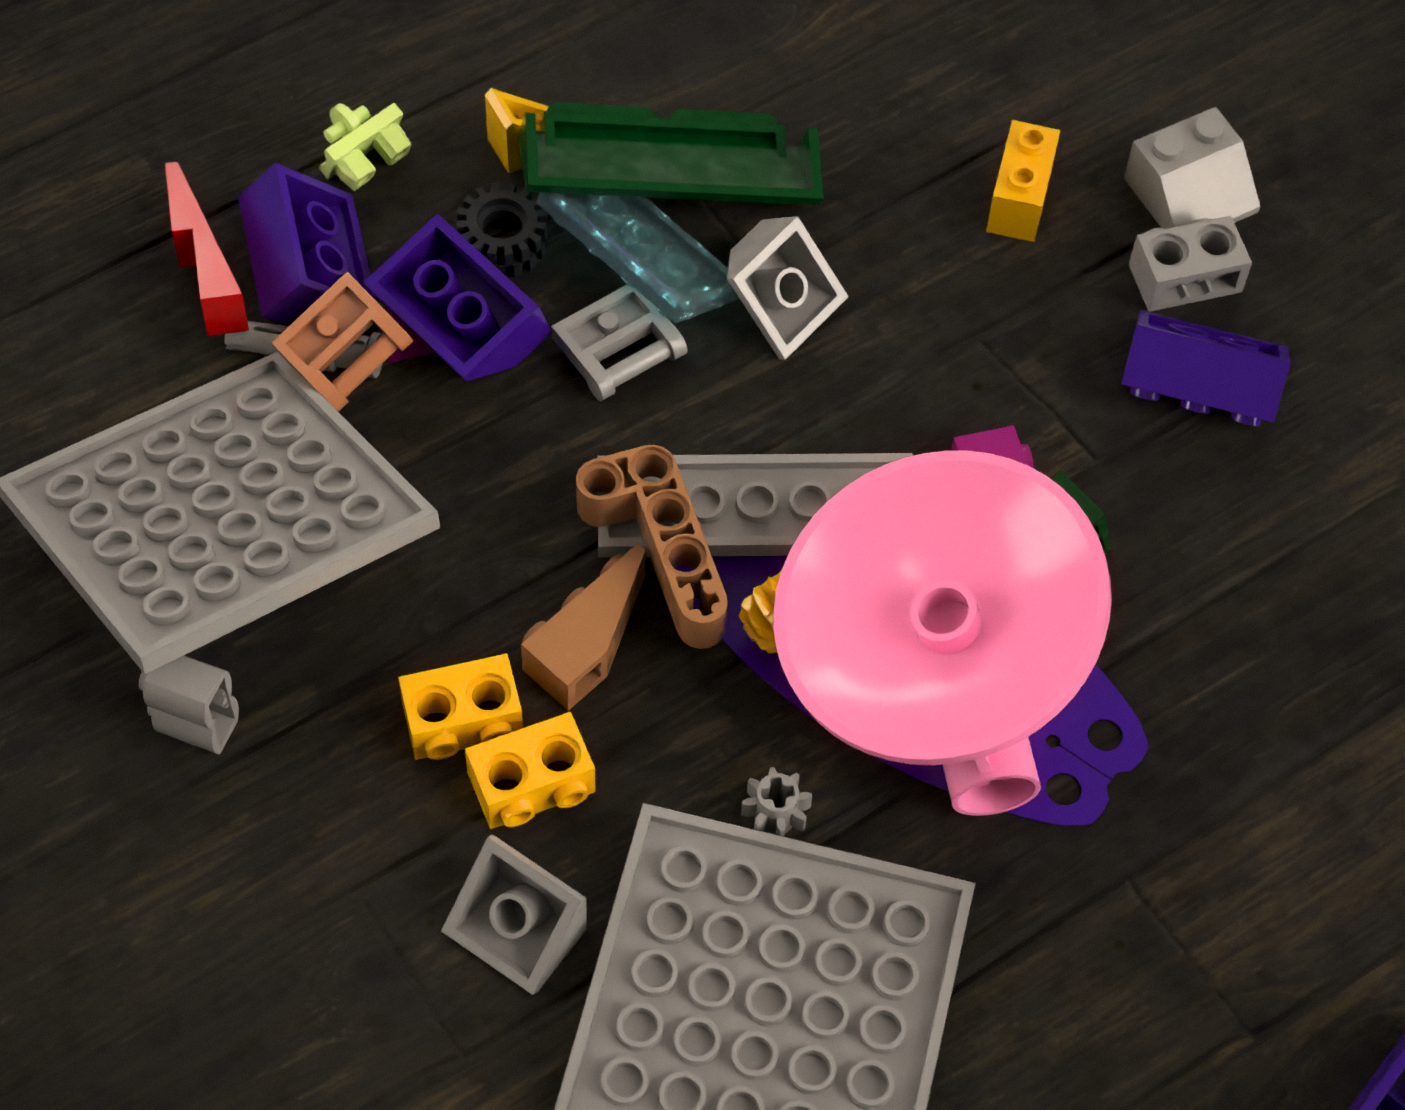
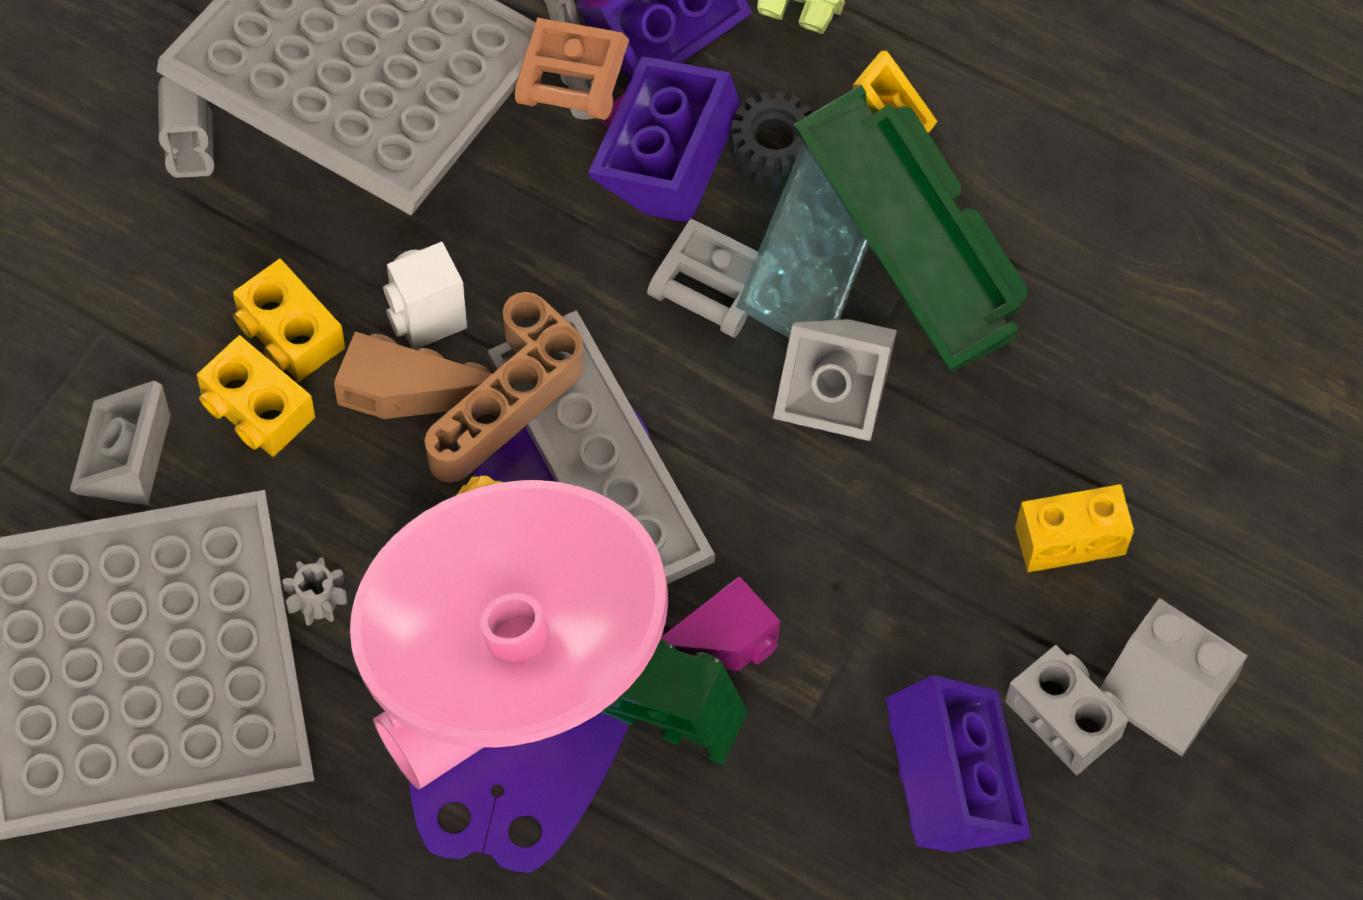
camera: 65 degrees right, 5 degrees up
(515, 566) = (425, 296): none -> white brick

